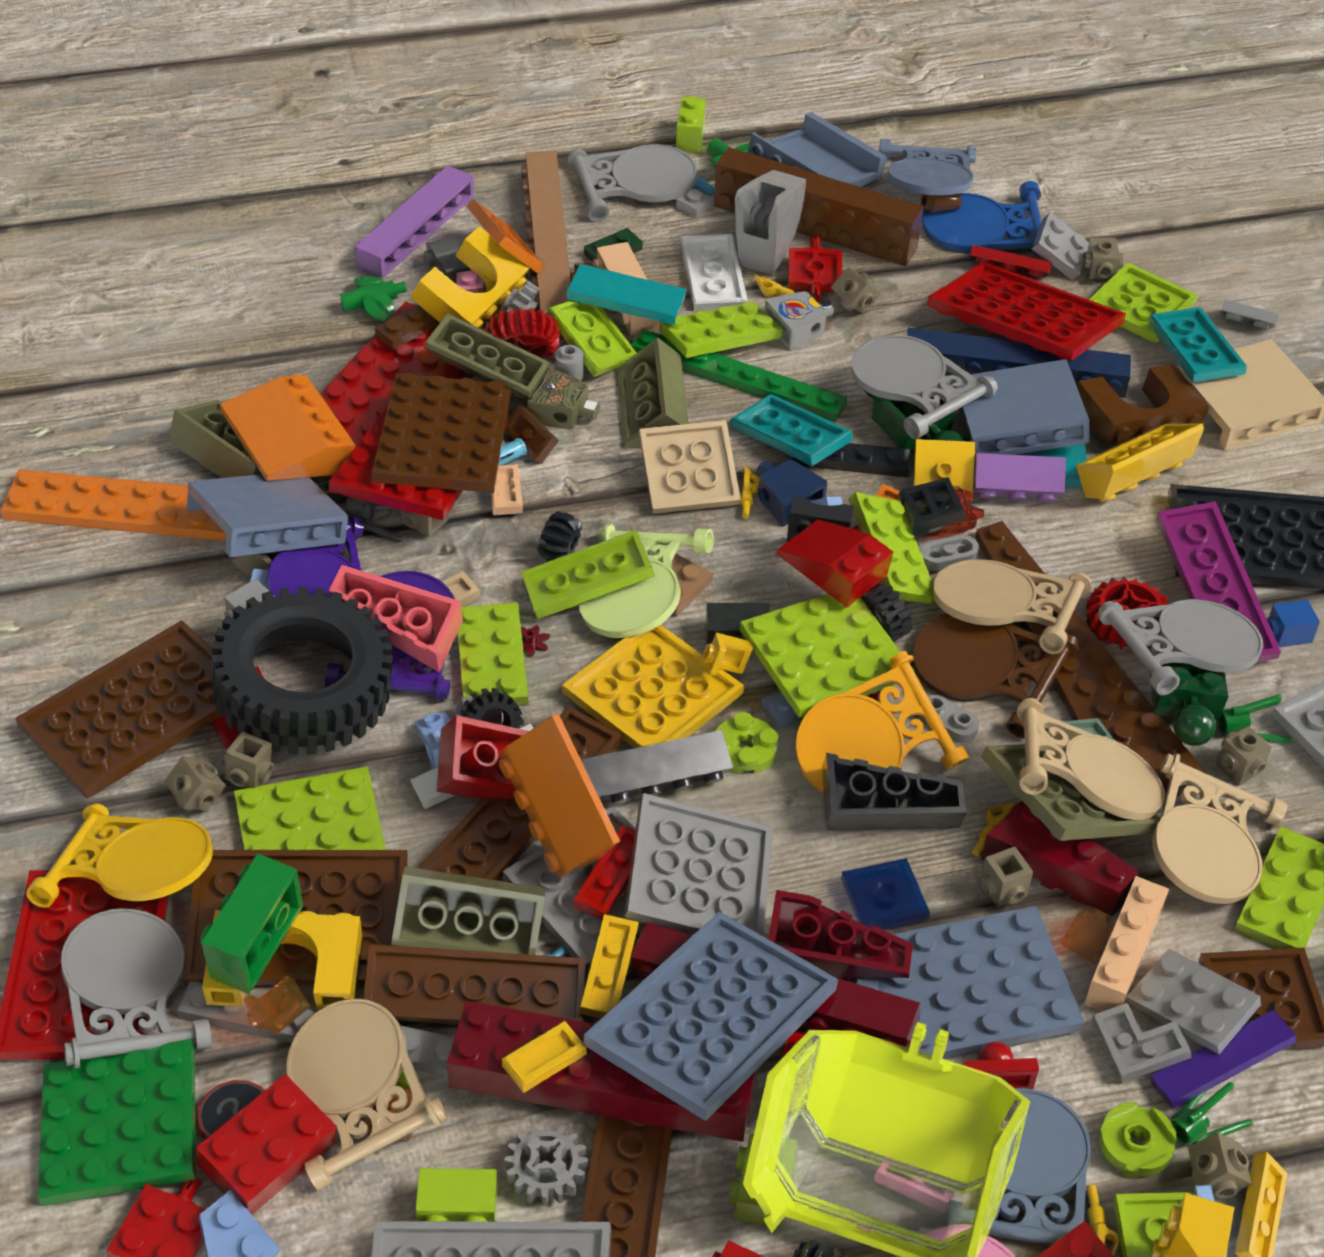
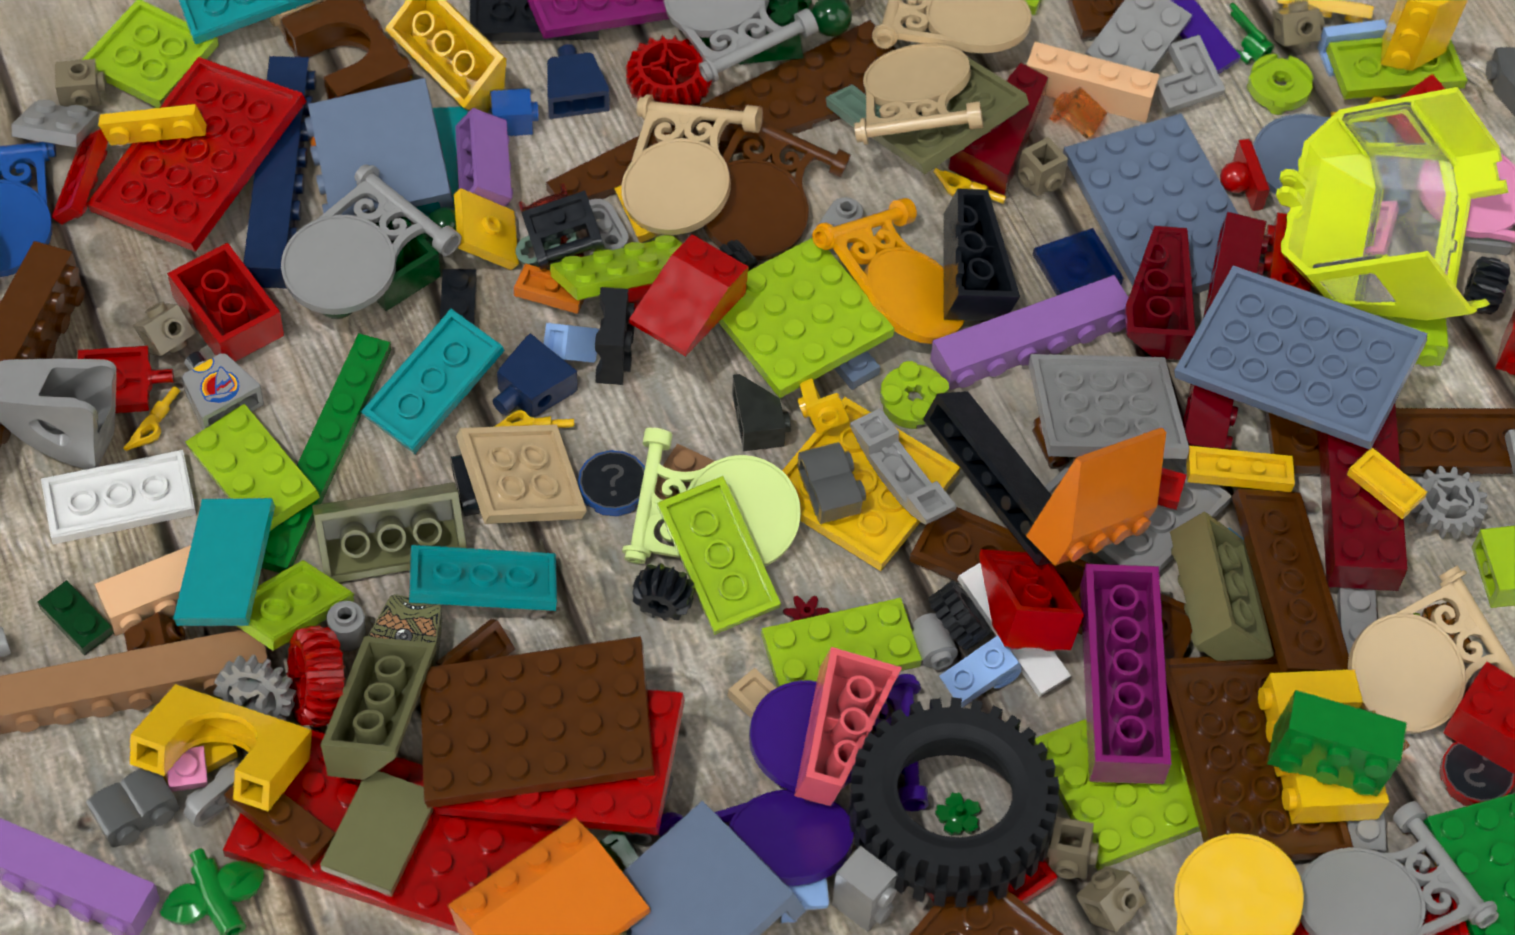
camera: 100 degrees left, 10 degrees up
(379, 359) = (378, 833): none -> olive tile
(396, 813) = (1124, 674): none -> magenta brick
(505, 236) = (106, 725): orange tile -> none
(596, 440) = (483, 578): none -> teal tile
(643, 649) = (830, 482): none -> dark grey brick
(652, 705) = (898, 470): none -> light grey slope
(681, 522) = (611, 482): none -> black tile
(800, 831) = (1035, 329): none -> medium lavender brick
(872, 315) = (226, 303): none -> red brick
(1045, 280) = (152, 124): none -> yellow plate
(1079, 504) = (516, 109): none -> blue brick
(1115, 547) = (575, 84): none -> dark blue torso

